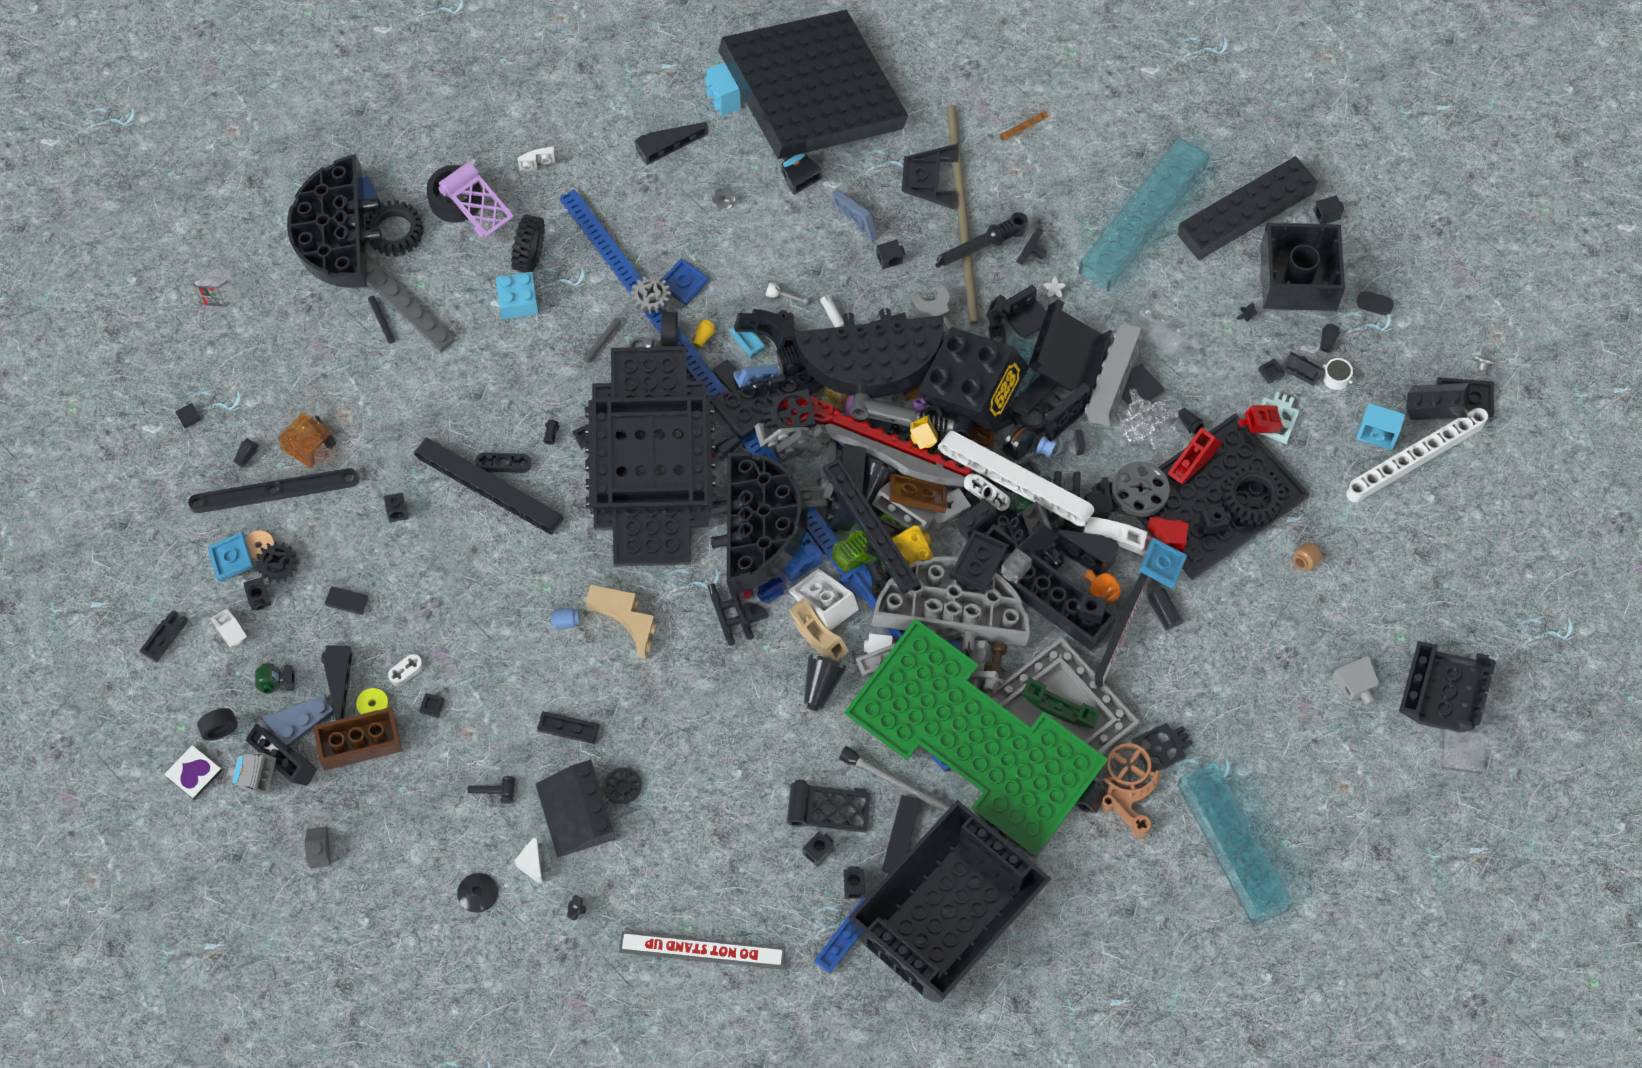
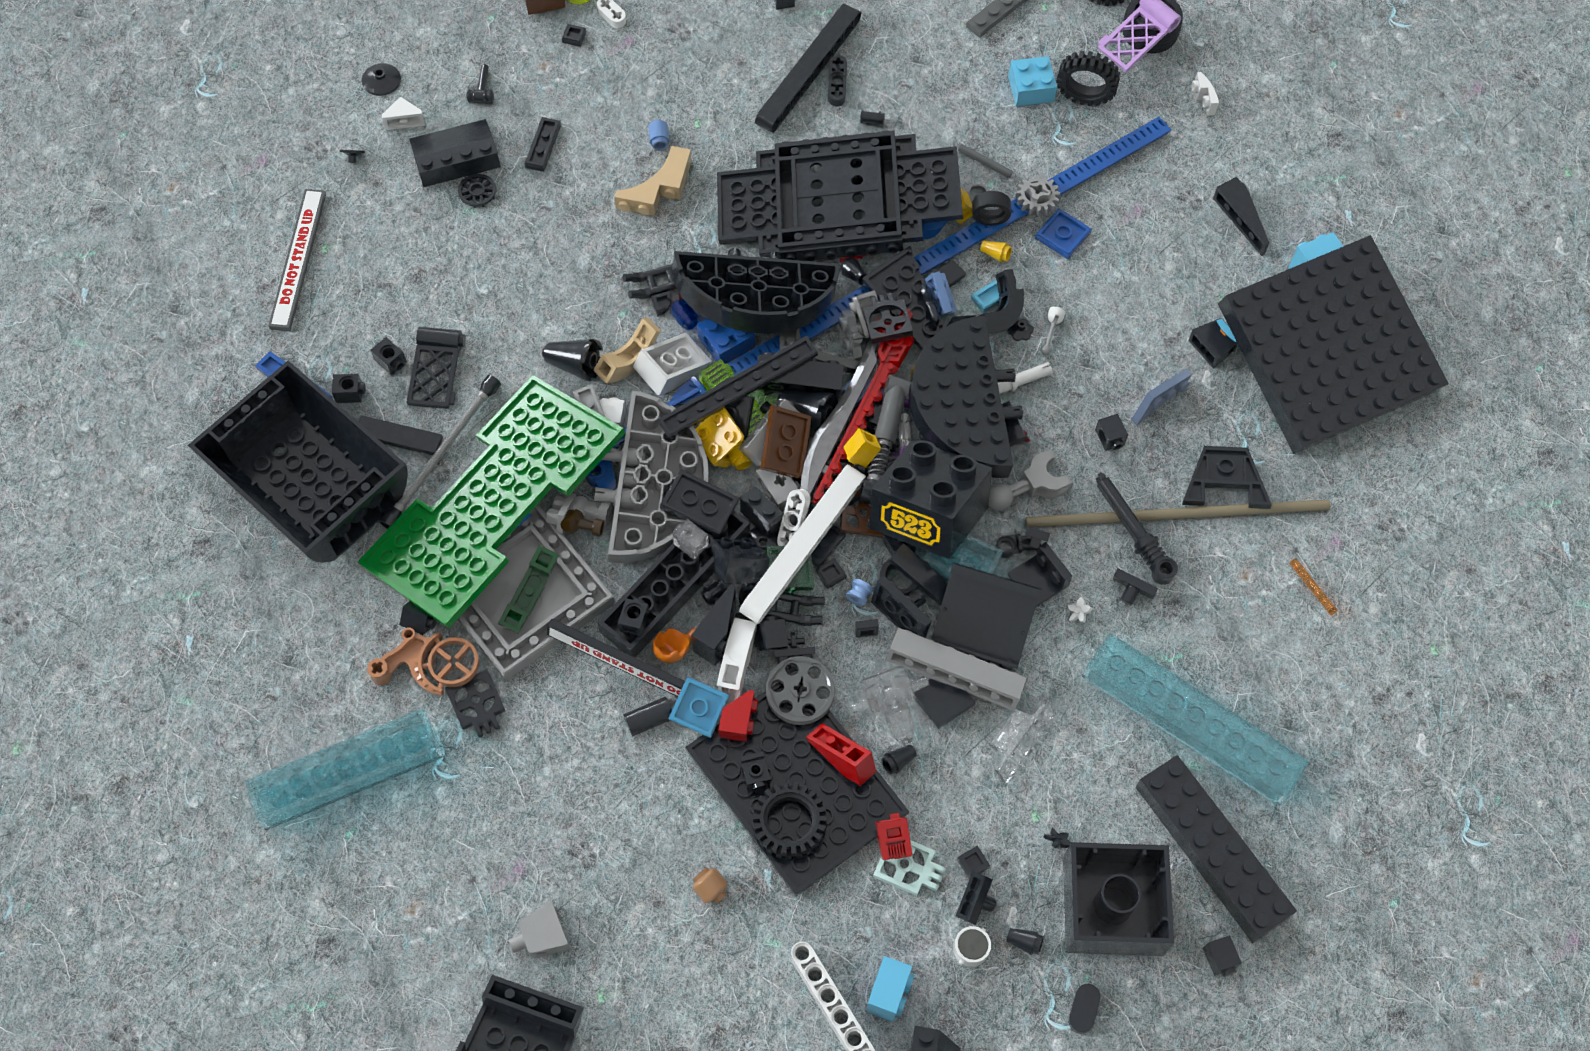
camera: 90 degrees right, 0 degrees up
(723, 202) = (1172, 266): dark grey plant -> none
(1018, 441) = (862, 558): black head -> none

